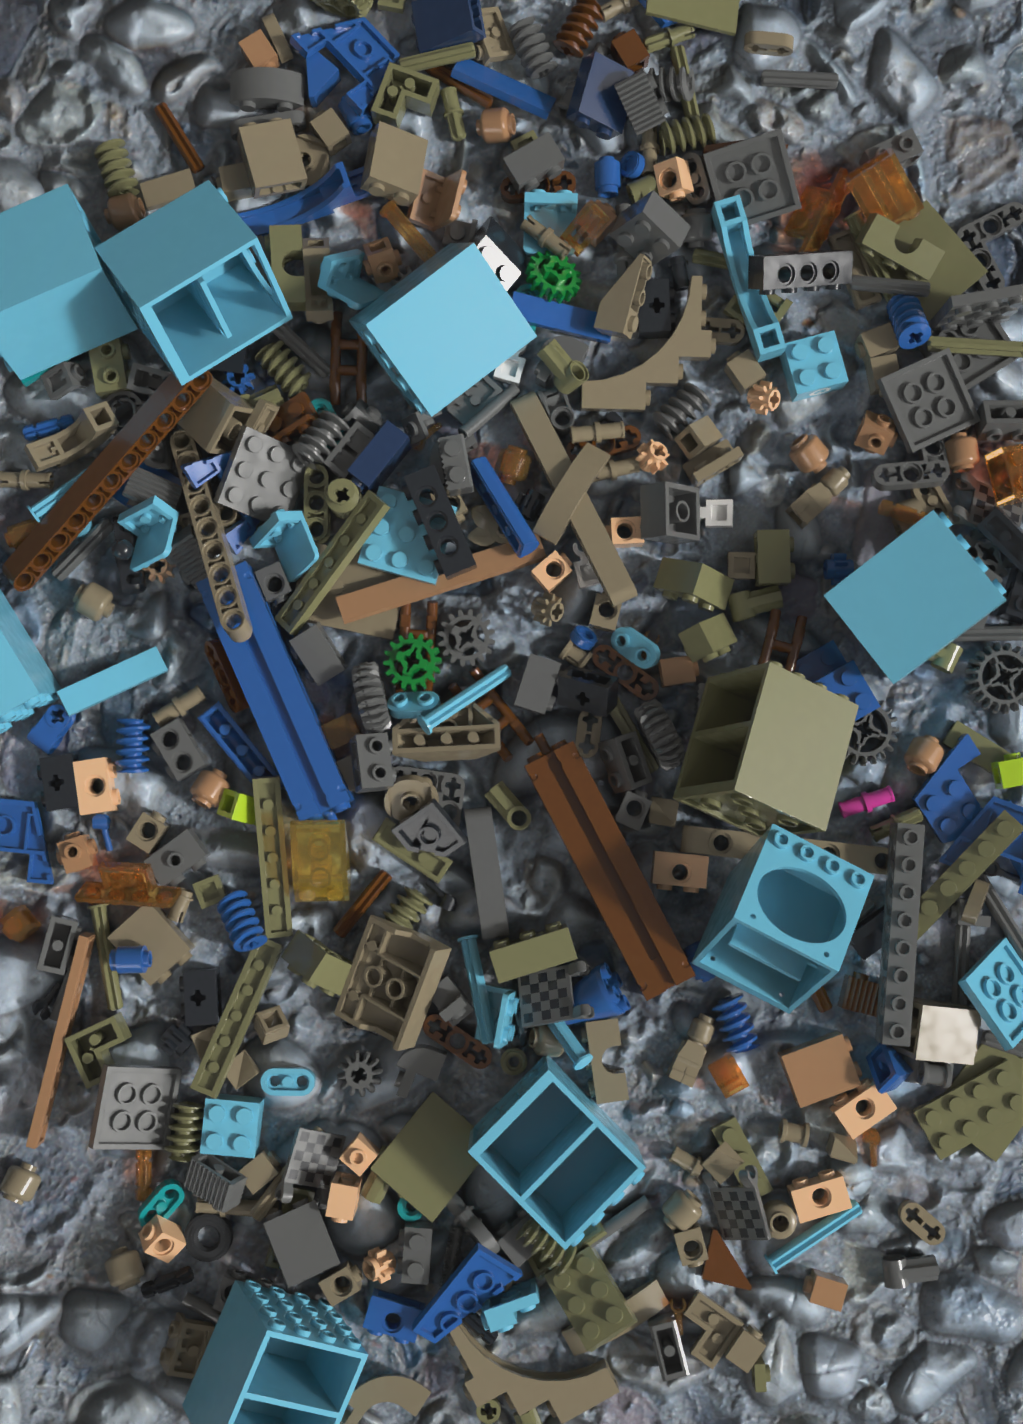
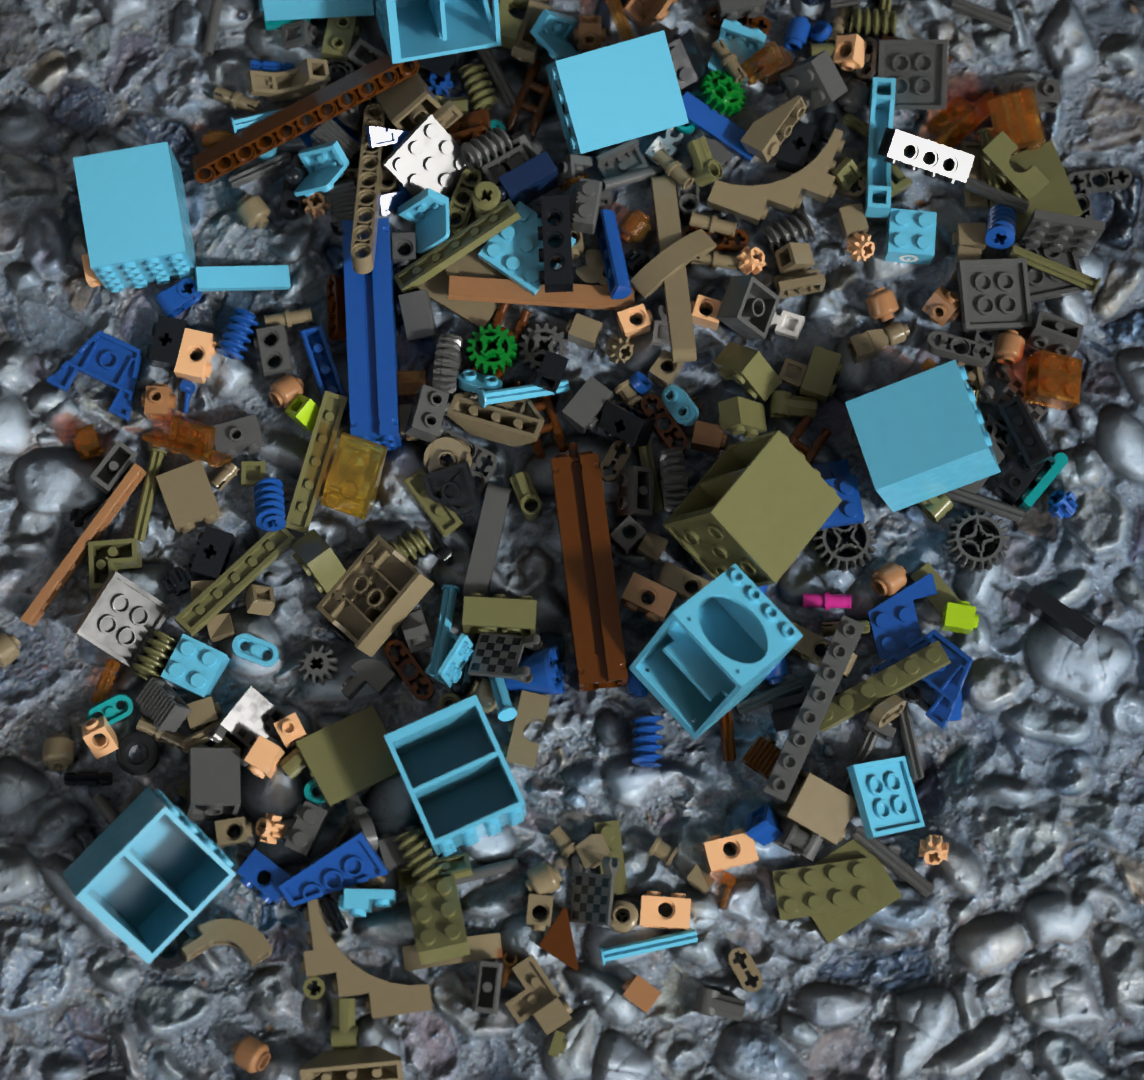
camera: 20 degrees right, 10 degrees down
(130, 959) = (168, 497): blue brick -> none
(138, 836) = (224, 396): dark tan brick -> none
(185, 1346) = (80, 835): dark tan bracket -> none
(362, 903) = (371, 531): reddish brown axle -> none
(486, 665) = (551, 371): none -> black brick
(502, 602) = (584, 331): none -> dark tan brick
(532, 385) = (673, 168): none -> dark tan pin
(691, 1052) = (602, 750): dark tan piece -> none
(721, 321) = (846, 173): none -> olive plate
(728, 1075) = (625, 783): clear orange panel -> none
(820, 1068) = (706, 805): medium nougat brick -> none

